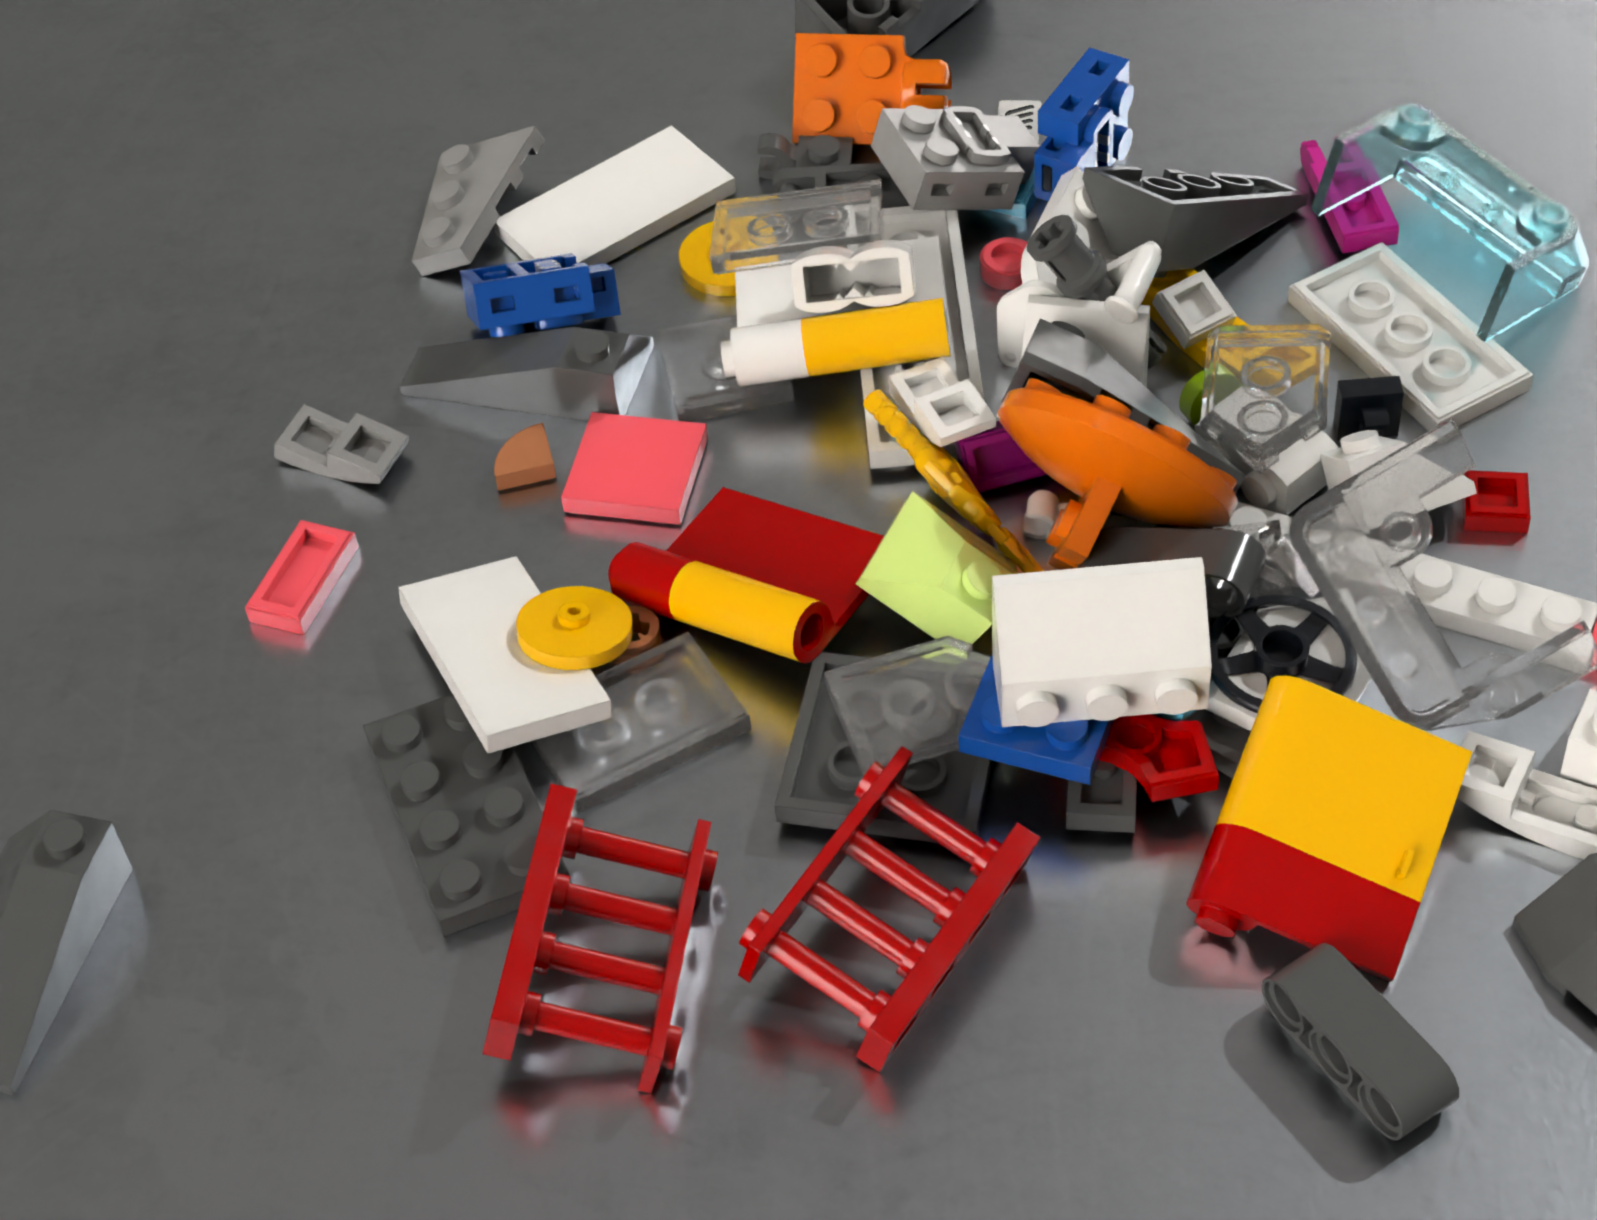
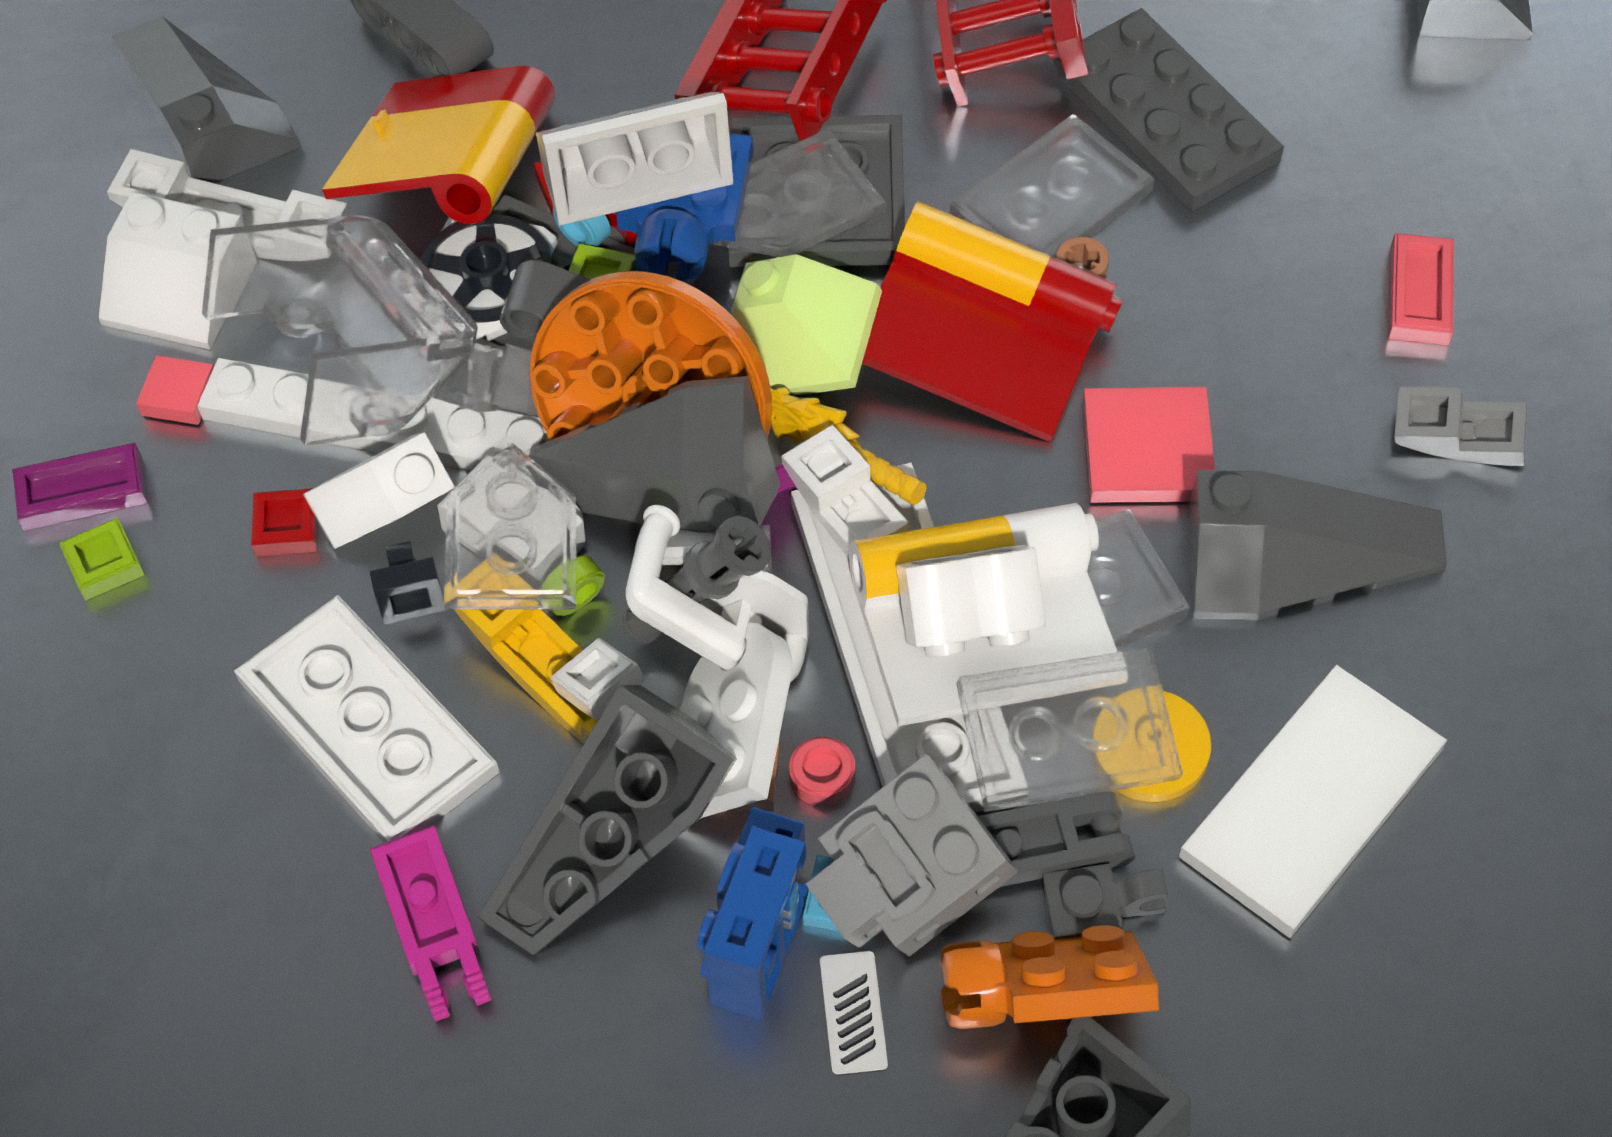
camera: 165 degrees right, 10 degrees up
(465, 197) = (1494, 773): light grey wing -> none
(472, 639) = (1188, 210): white tile -> none
(524, 459) = (1263, 438): nougat tile -> none
(539, 291) = (1334, 591): blue piece -> none
(574, 627) = (1128, 227): yellow piece -> none
(1474, 192) = (315, 909): clear light blue windscreen -> none

